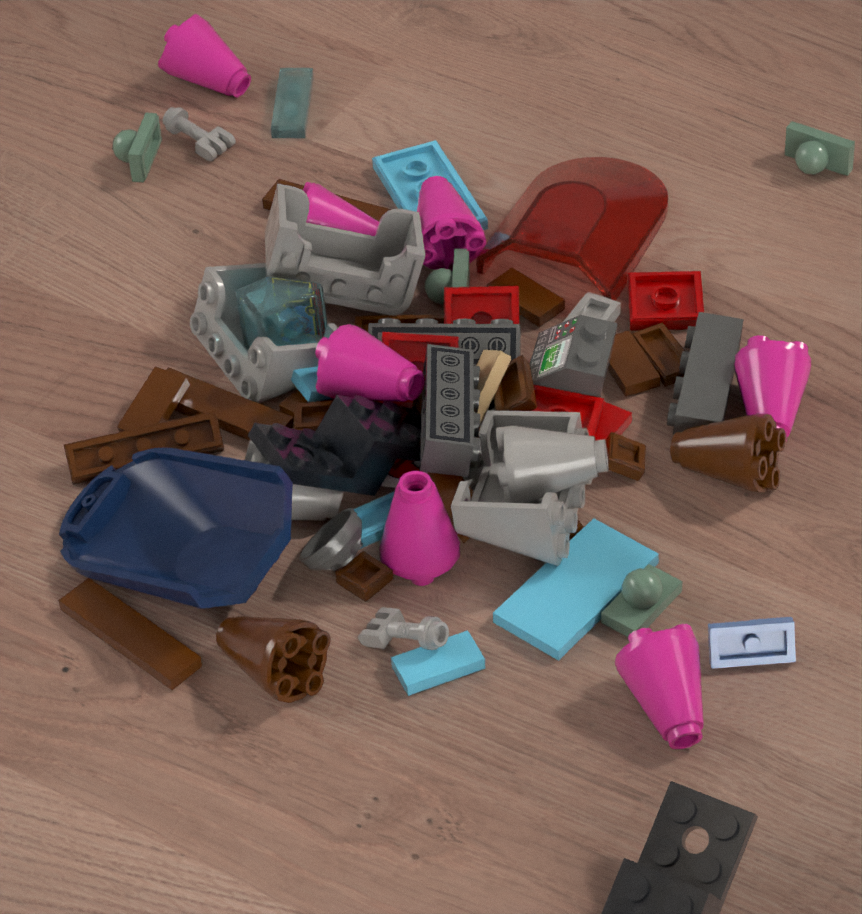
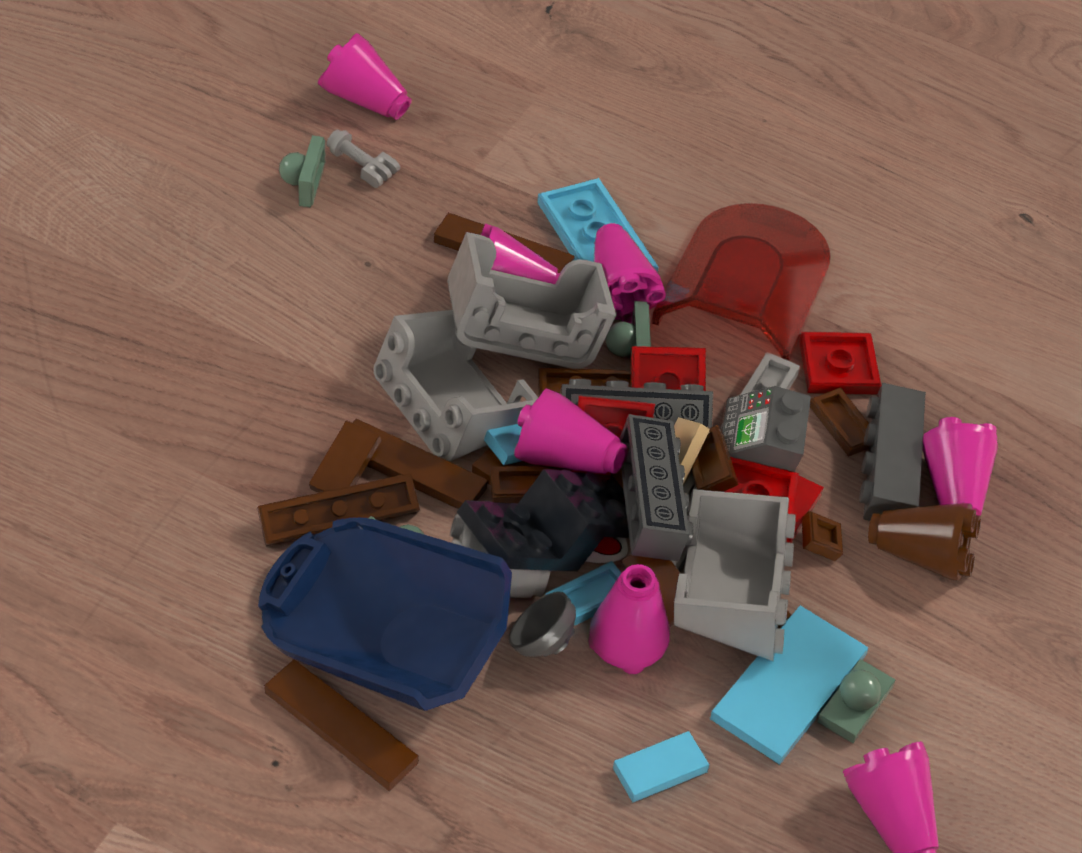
camera: 10 degrees left, 5 degrees up
(277, 653) = (498, 756): reddish brown cone -> none
(282, 311) = (472, 368): clear light blue slope -> none
(292, 103) = (452, 129): clear light blue tile -> none
(364, 576) = (576, 663): reddish brown tile -> none
(390, 623) = (607, 723): light grey hinge -> none
(535, 300) = (720, 360): reddish brown tile -> none
(546, 461) = (761, 552): light grey cone -> none
(631, 366) = (821, 440): reddish brown tile -> none
(752, 642) = (974, 753): hinge -> none
(818, 150) = (968, 208): sand green tile -> none

